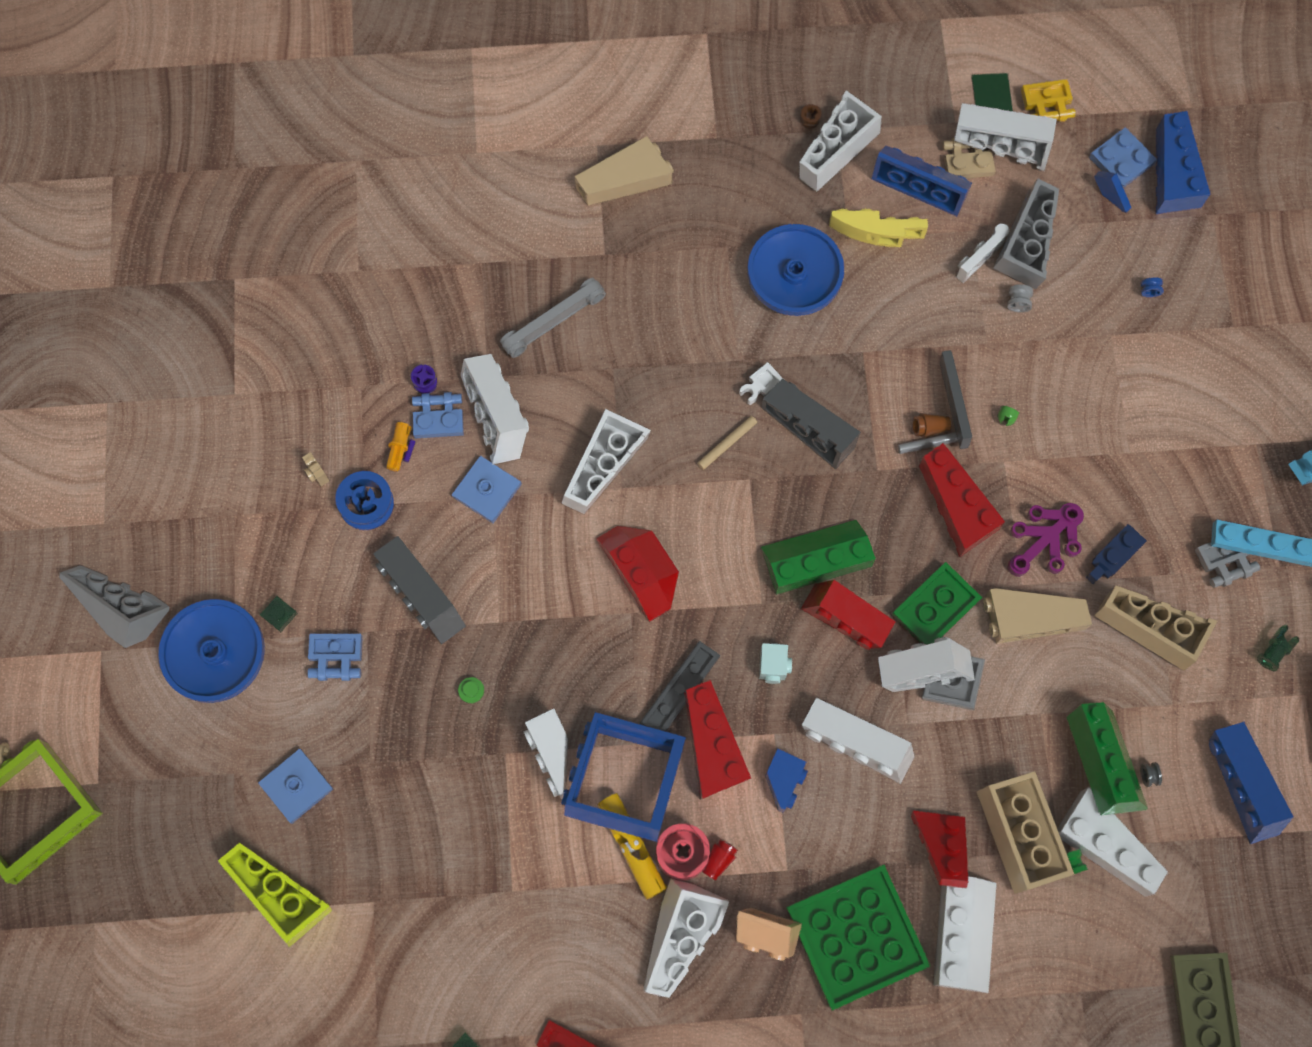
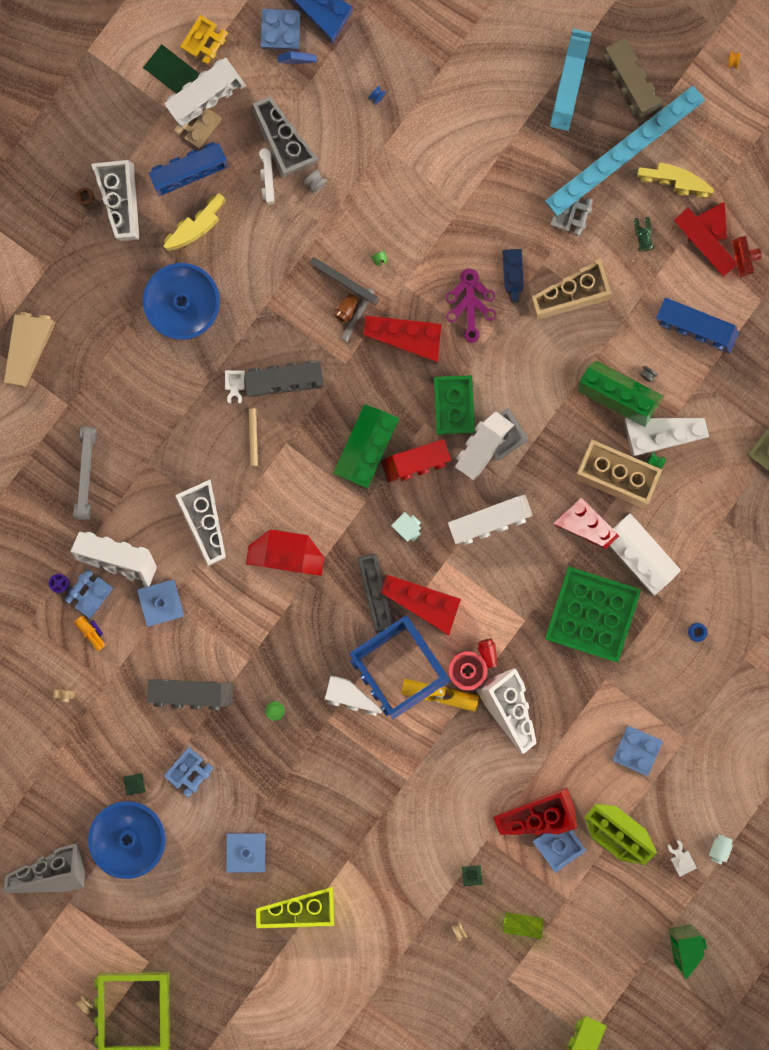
camera: 50 degrees left, 15 degrees up
(354, 490) = (94, 688): blue wheel -> none
(767, 932) = (549, 662): light nougat slope -> none
(783, 777) = (474, 578): blue slope -> none
(1033, 615) = (506, 356): tan slope -> none

